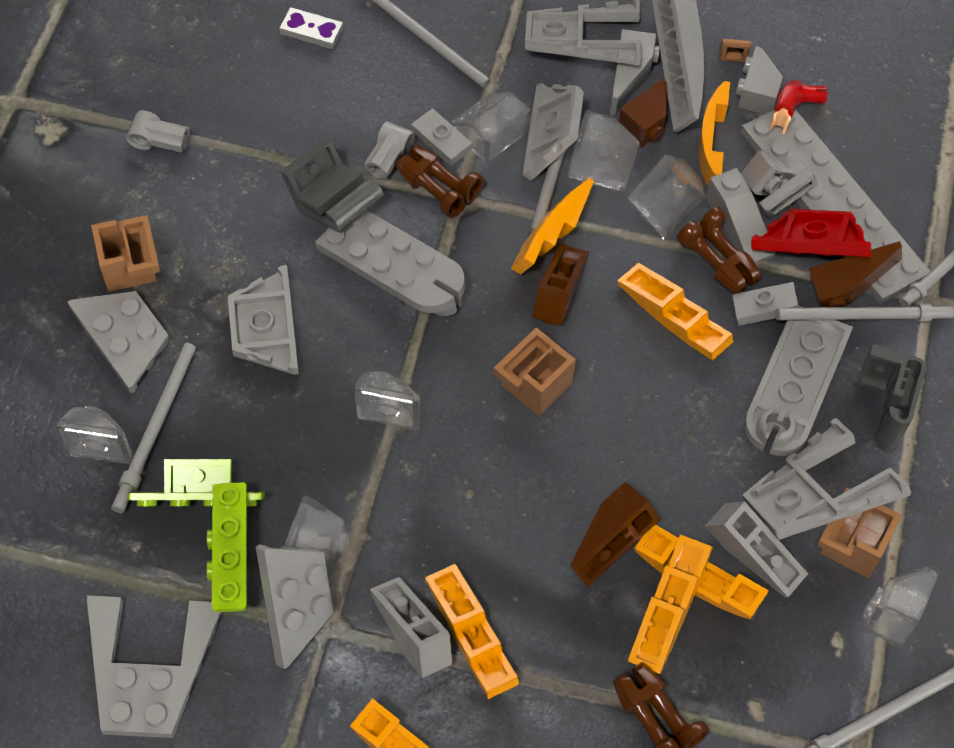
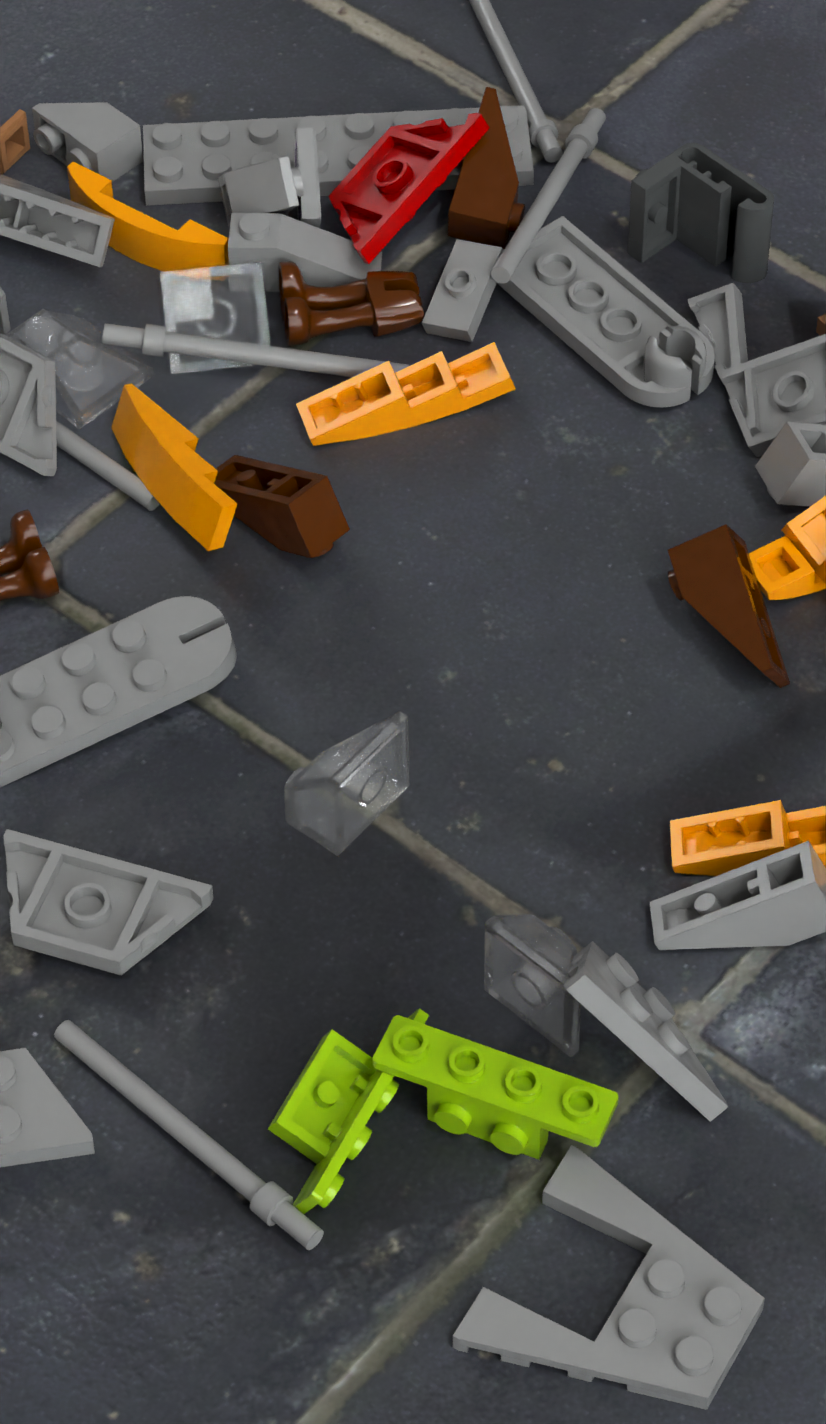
camera: 60 degrees left, 10 degrees down
(94, 435) = (167, 1206): clear slope -> none
(536, 371) = (417, 583): medium nougat plate -> none
(633, 180) = (156, 341): none -> light grey bar
(646, 114) = (51, 277): reddish brown slope -> none
(791, 96) = (156, 118): red arm -> none

